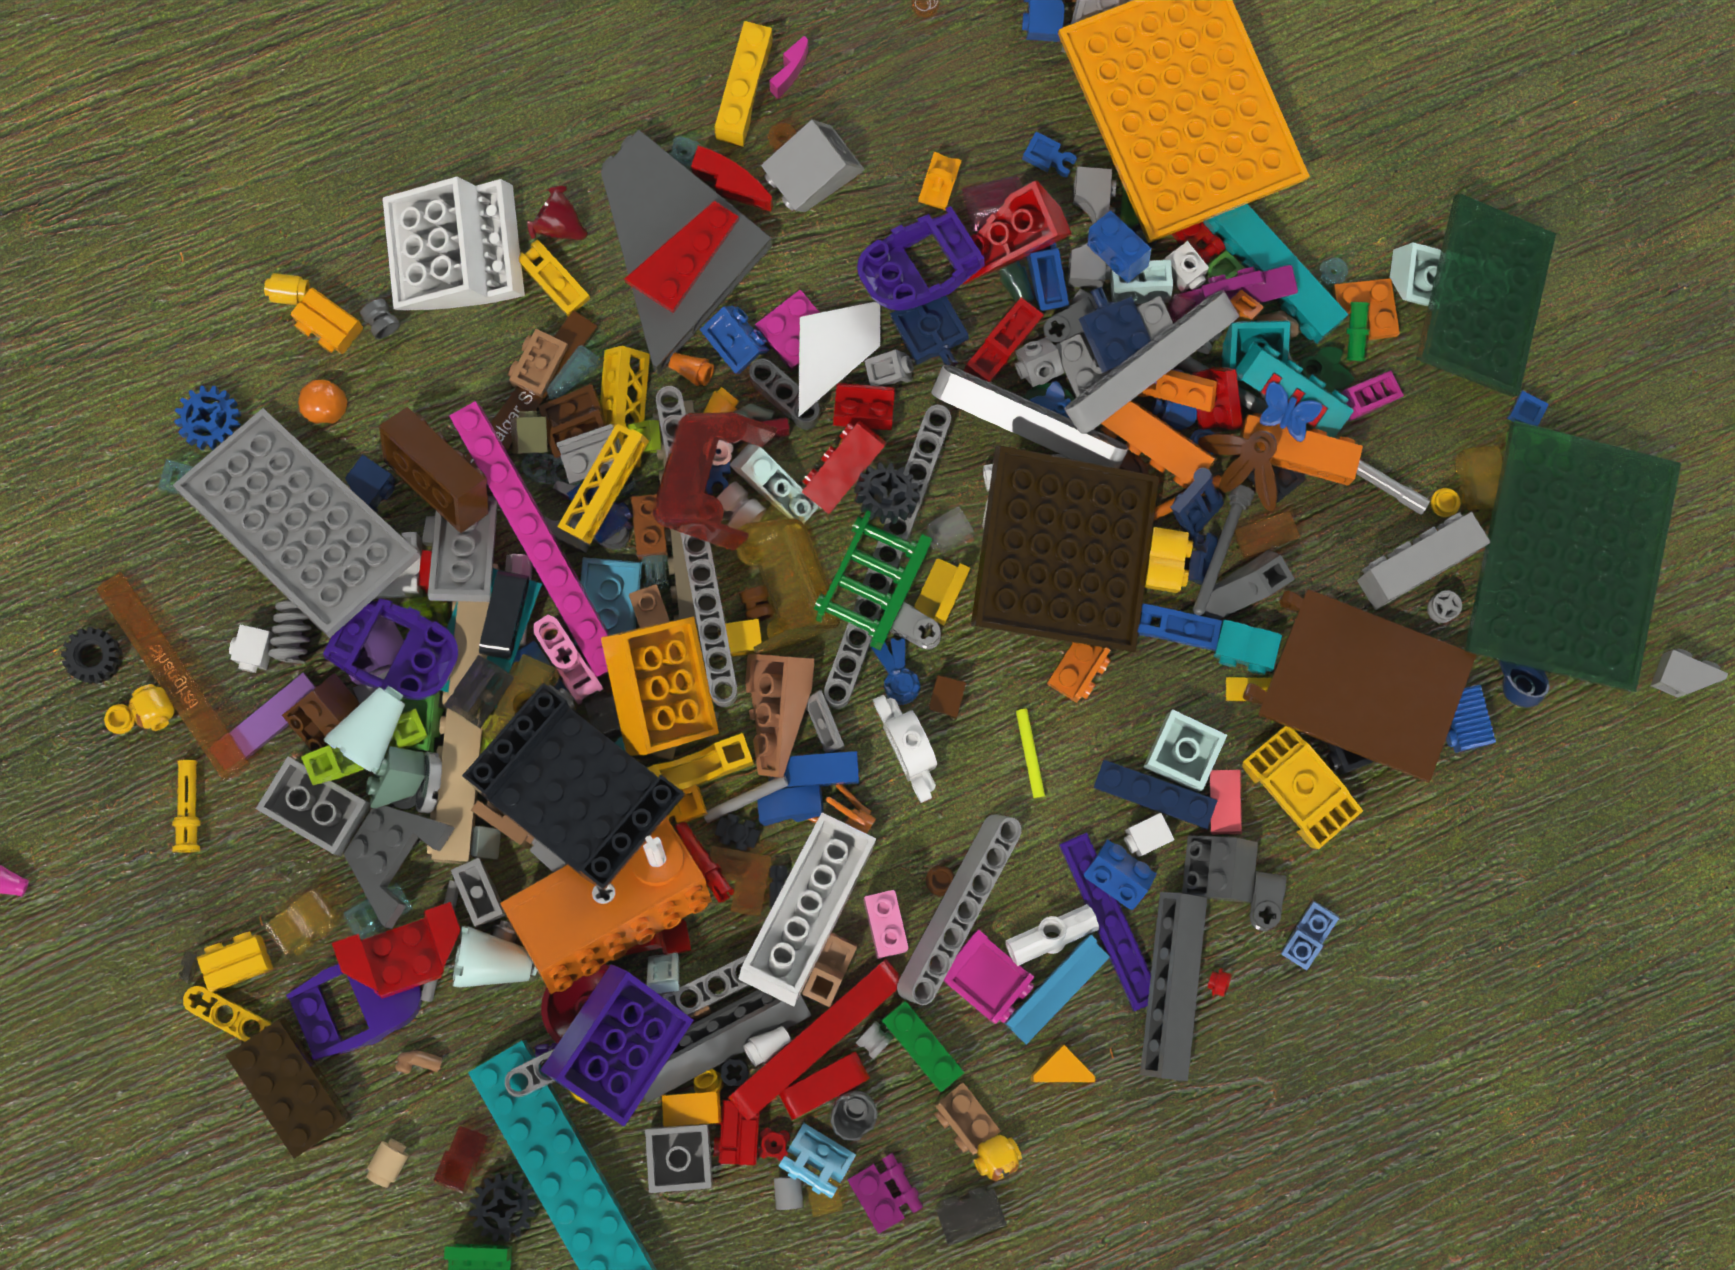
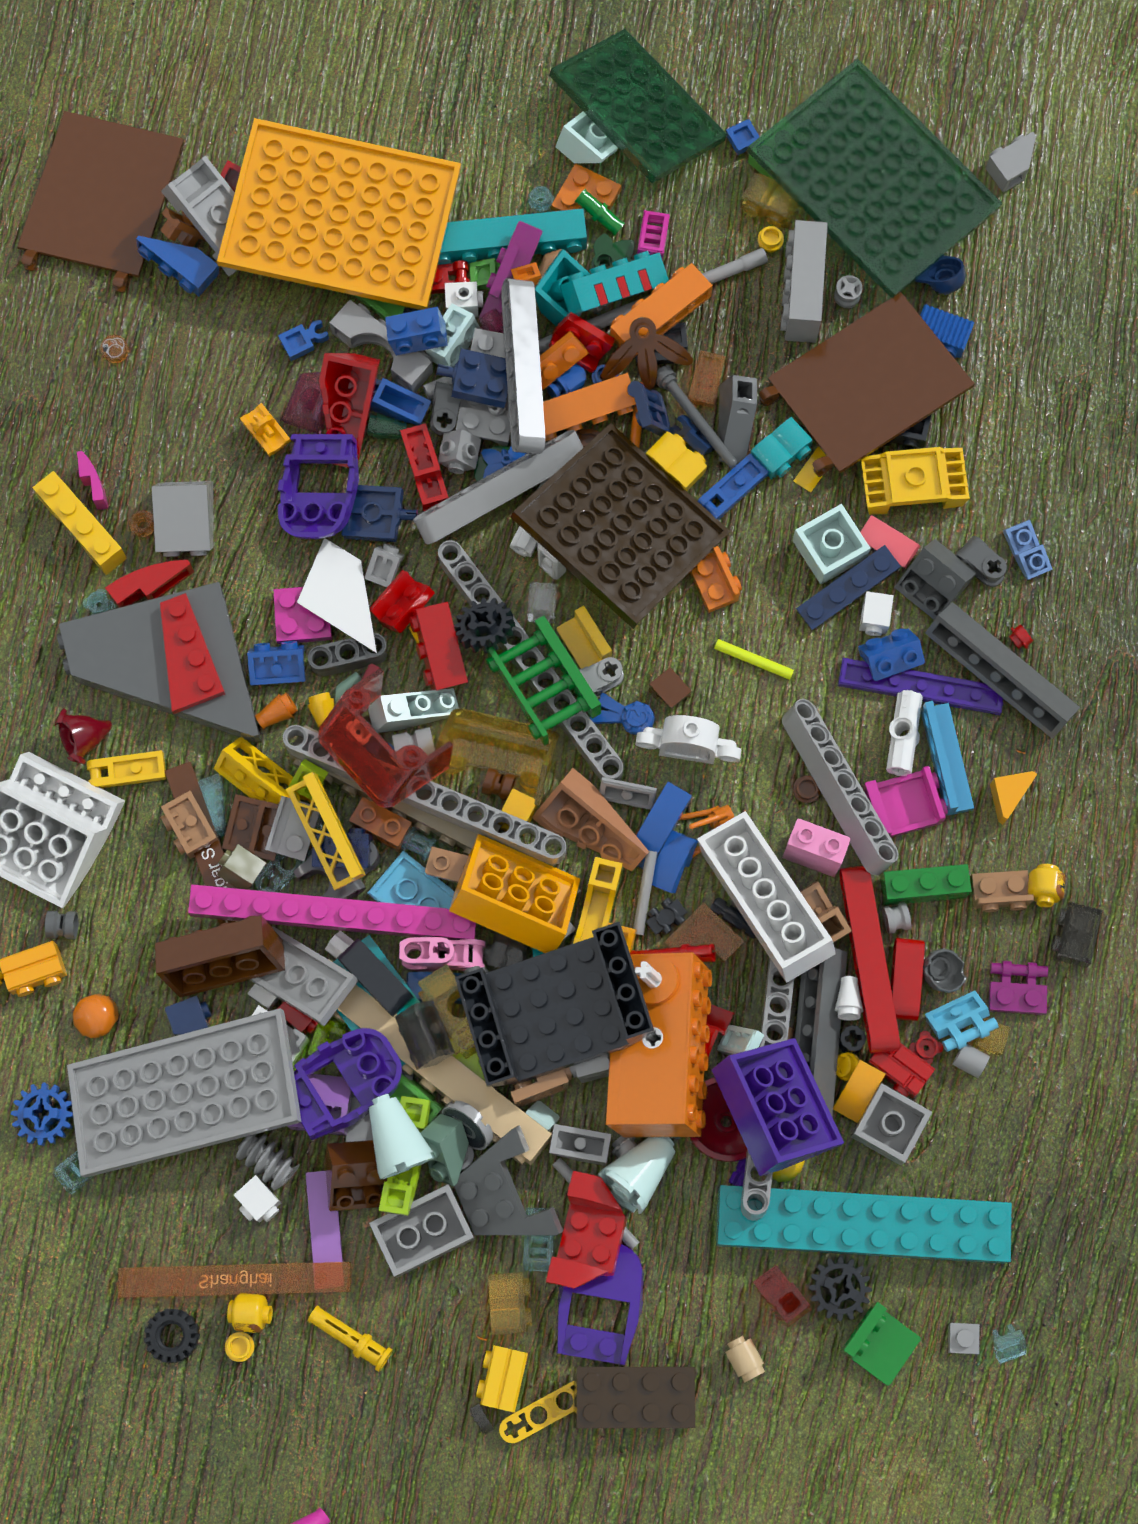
camera: 50 degrees left, 5 degrees down
(418, 1058) = (679, 1279): medium nougat arm -> none
(1286, 414) = (629, 298): blue piece -> none

